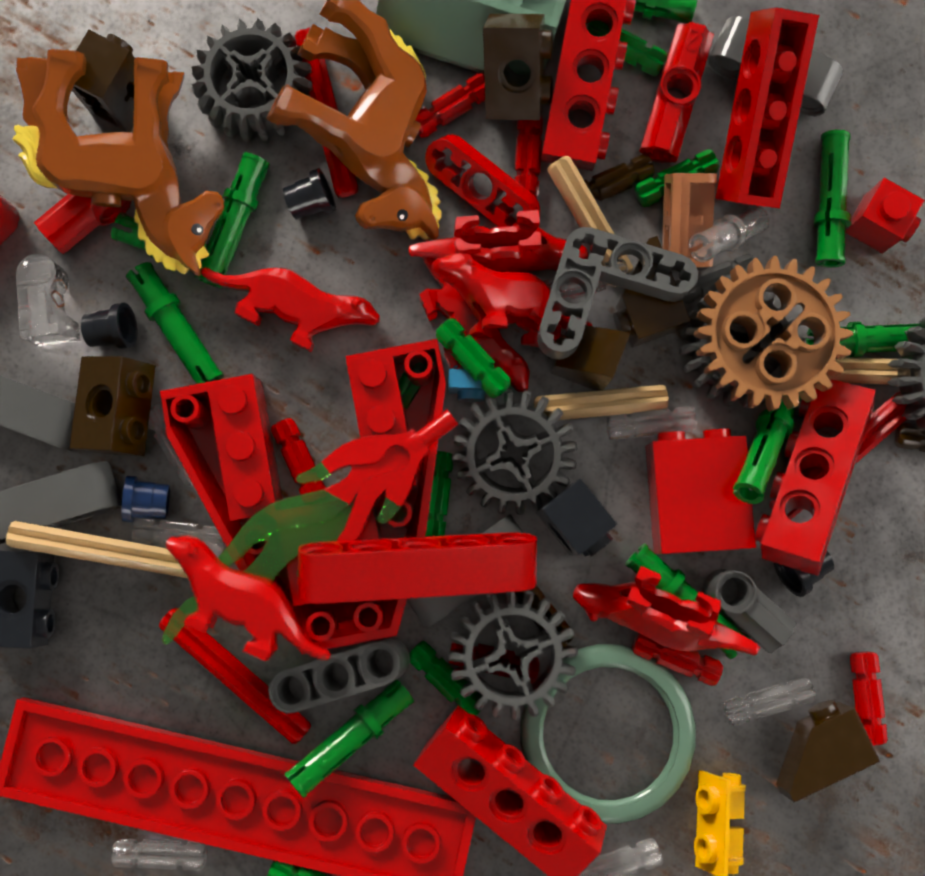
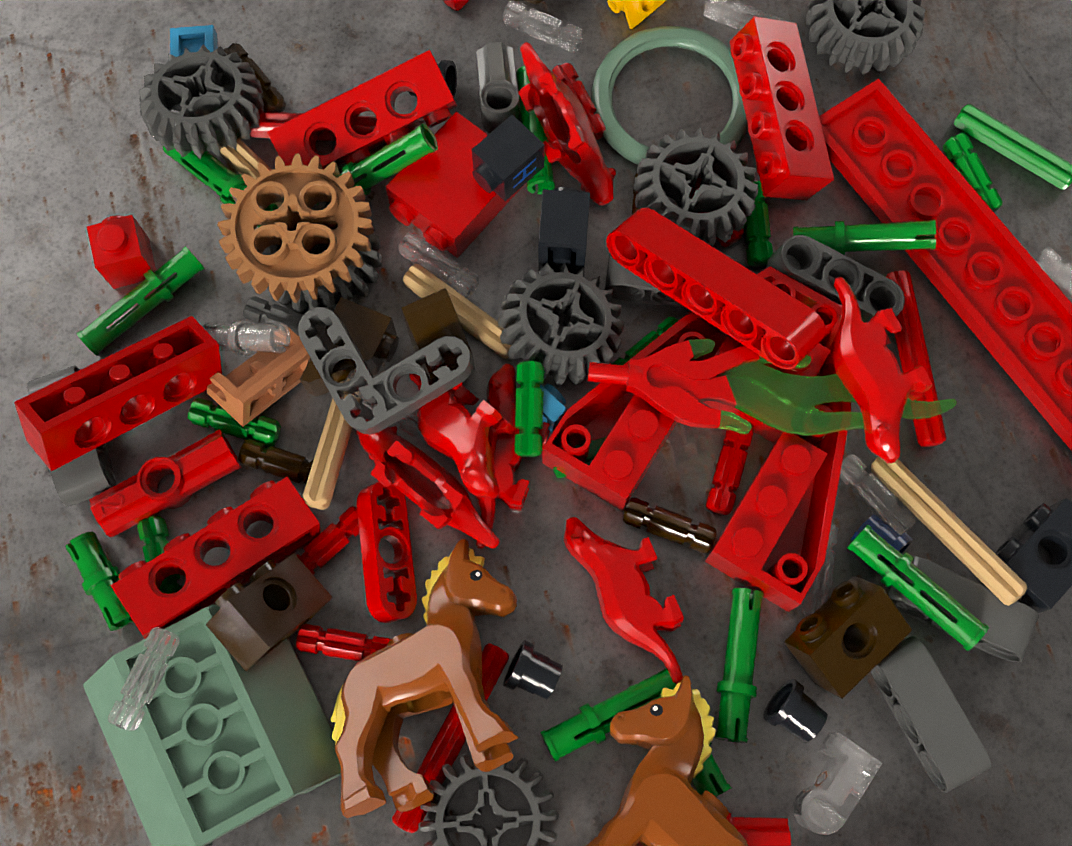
camera: 135 degrees left, 10 degrees down
(104, 477) = (965, 628): none -> green pin
(305, 381) = (669, 525): none -> dark brown axle
(673, 532) = (507, 158): none -> black brick

